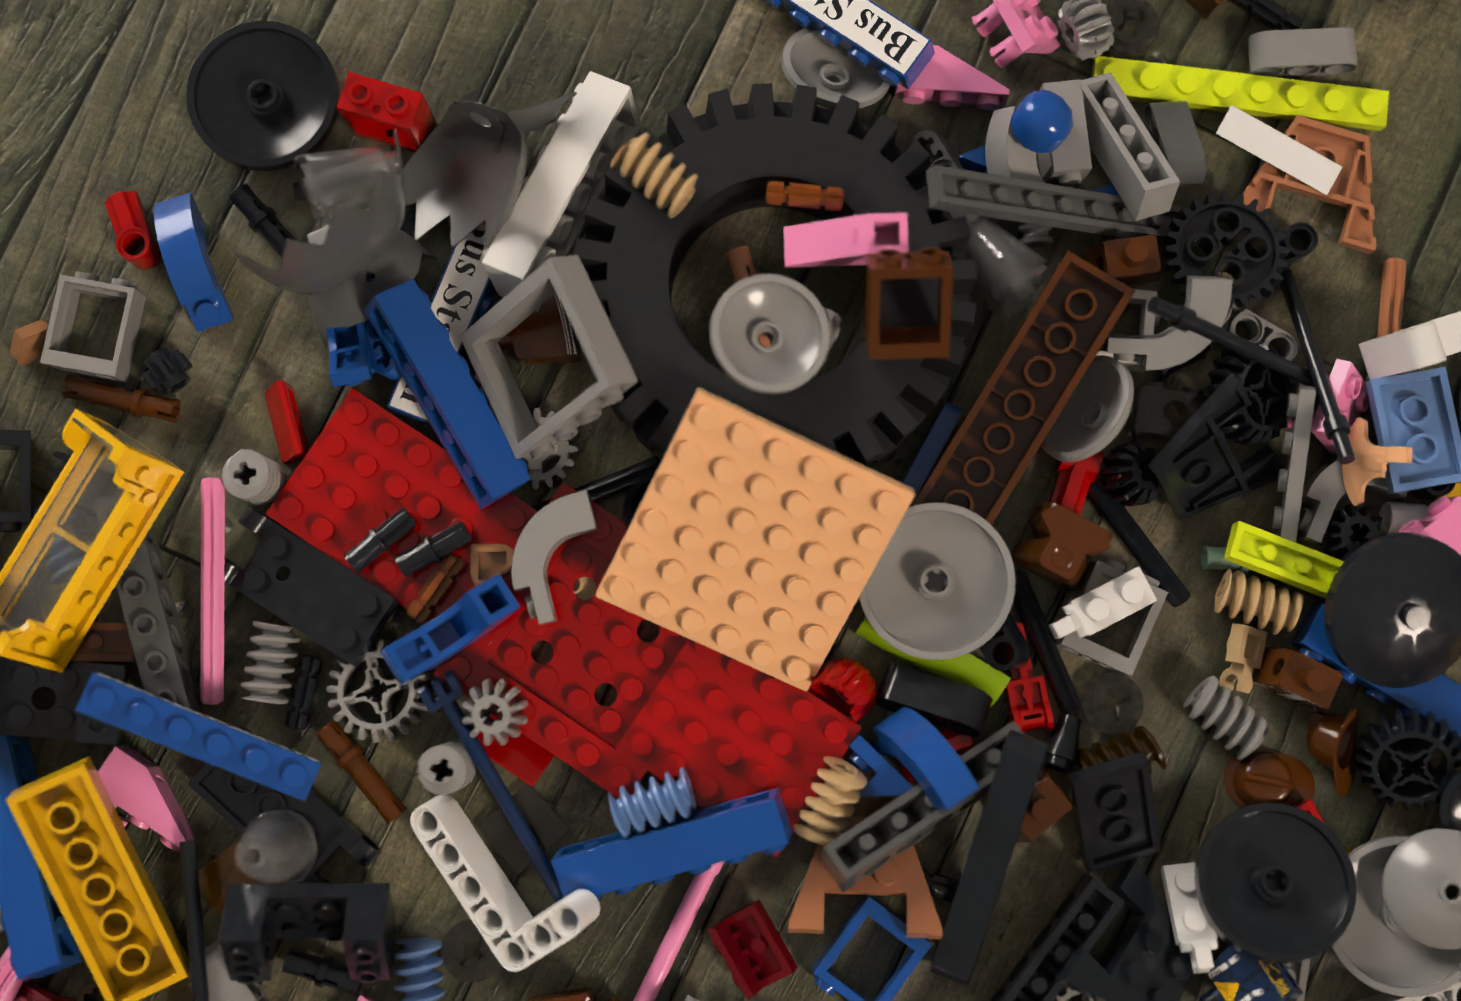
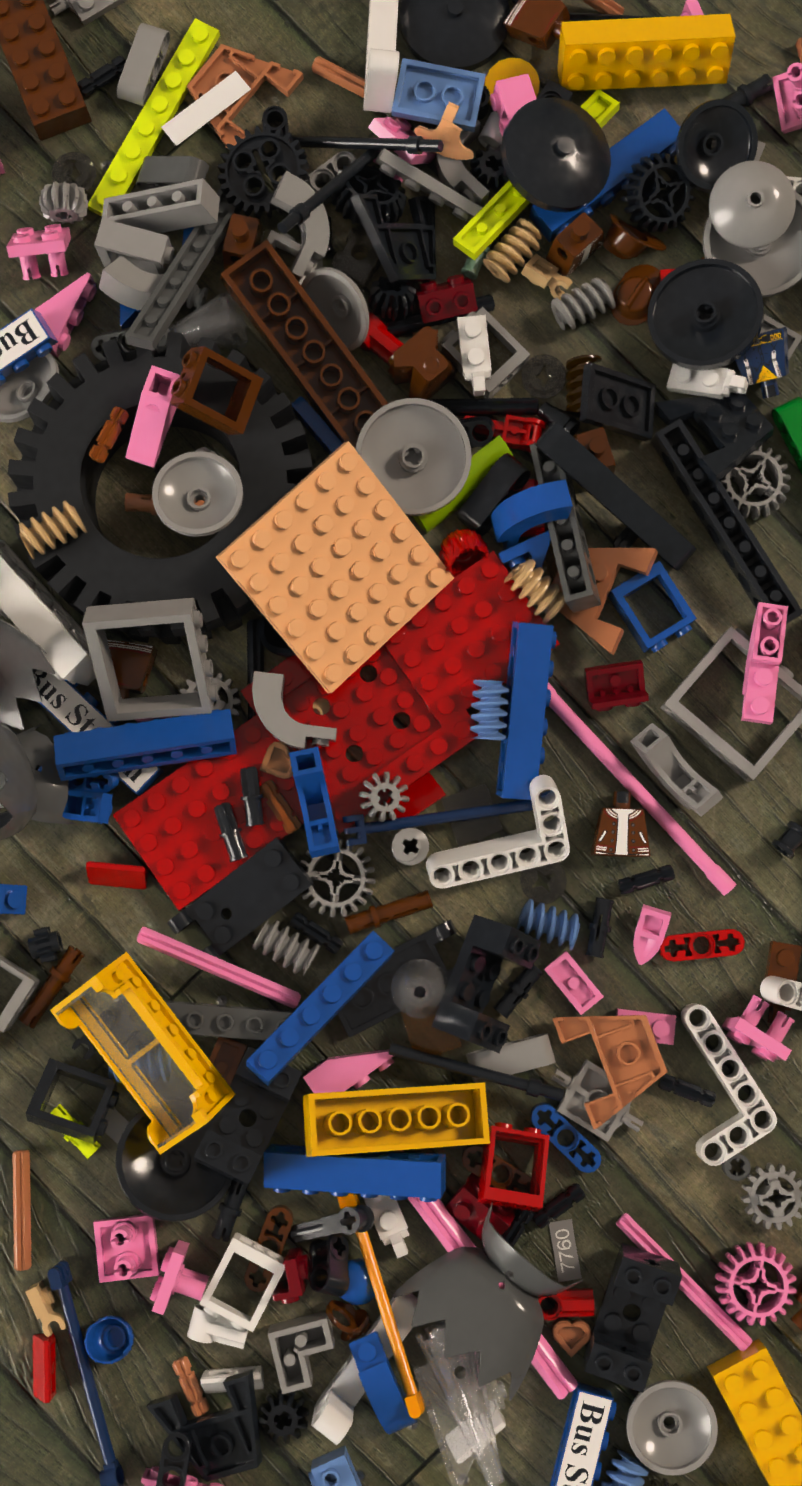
camera: 65 degrees left, 0 degrees up
(253, 477) = (141, 916): light grey piece -> none
(1042, 121) = (121, 254): blue hair -> none
(1161, 541) = (446, 299): none -> dark red bracket

